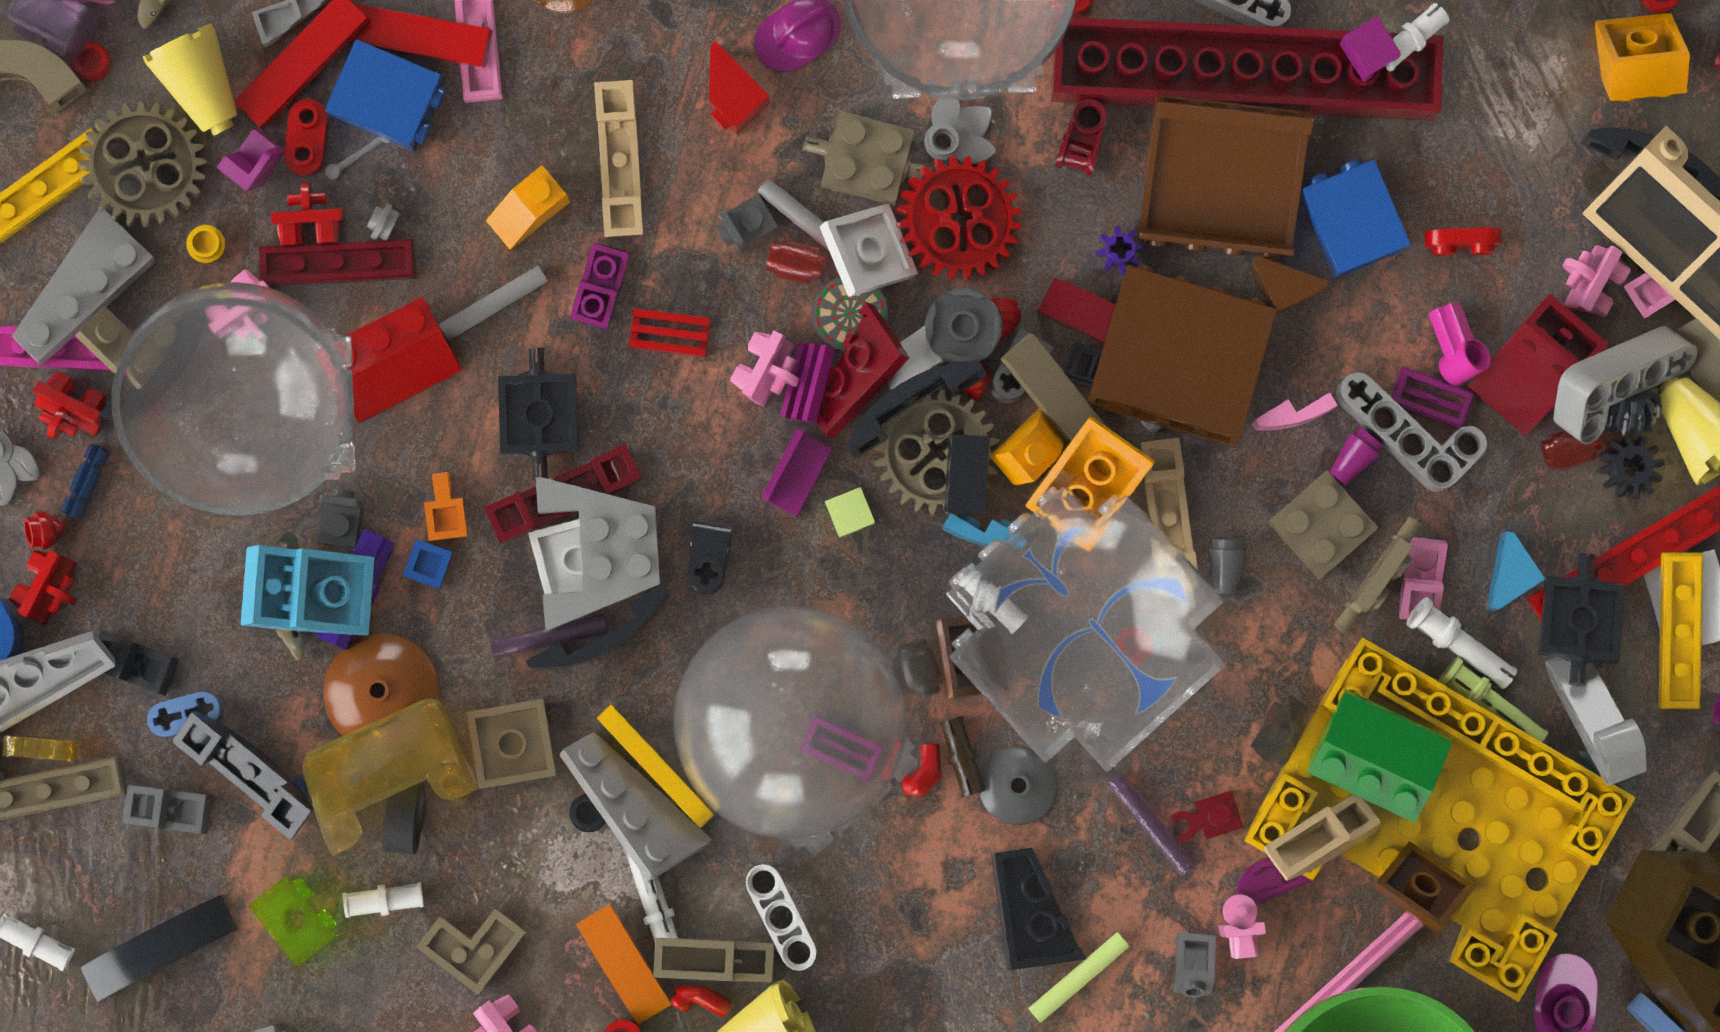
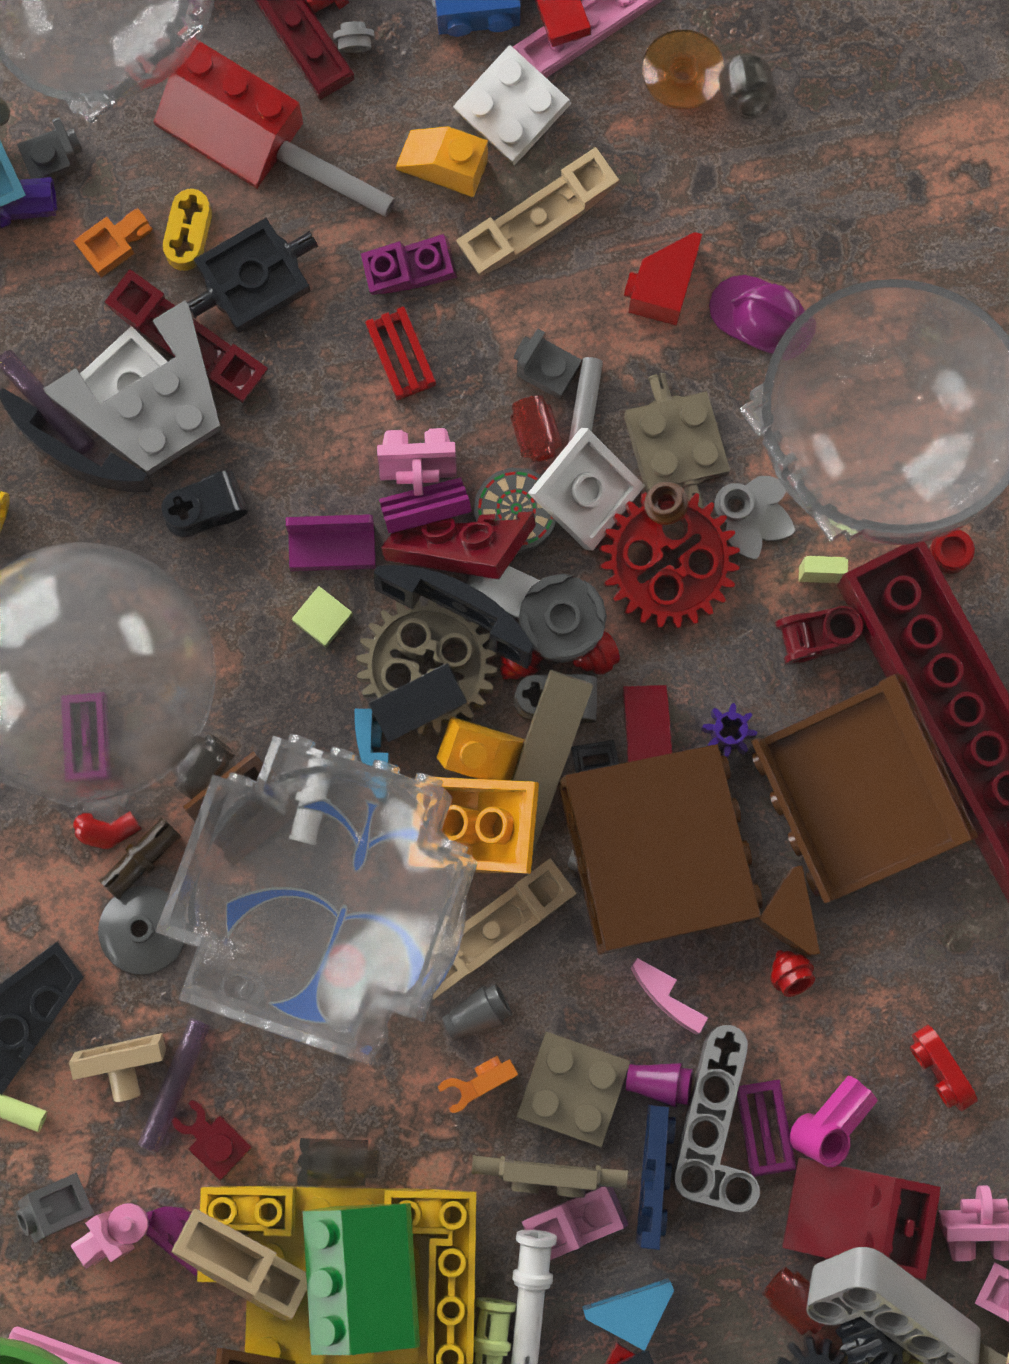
camera: 60 degrees right, 5 degrees down
(428, 564) = (51, 254): blue plate -> none
(461, 451) = (178, 227): none -> yellow beam
(513, 127) = (512, 105): none -> white plate
(910, 189) = (666, 492): none -> reddish brown plate
(1034, 105) = (822, 569): none -> yellowish green tile
(1112, 855) = (119, 1062): none -> tan tile
(1280, 580) = (490, 1075): none -> orange plate
(1328, 311) = (792, 973): none -> red plate
(1353, 217) = (899, 944): blue brick -> none
(1423, 501) = (654, 1177): none -> dark blue wing

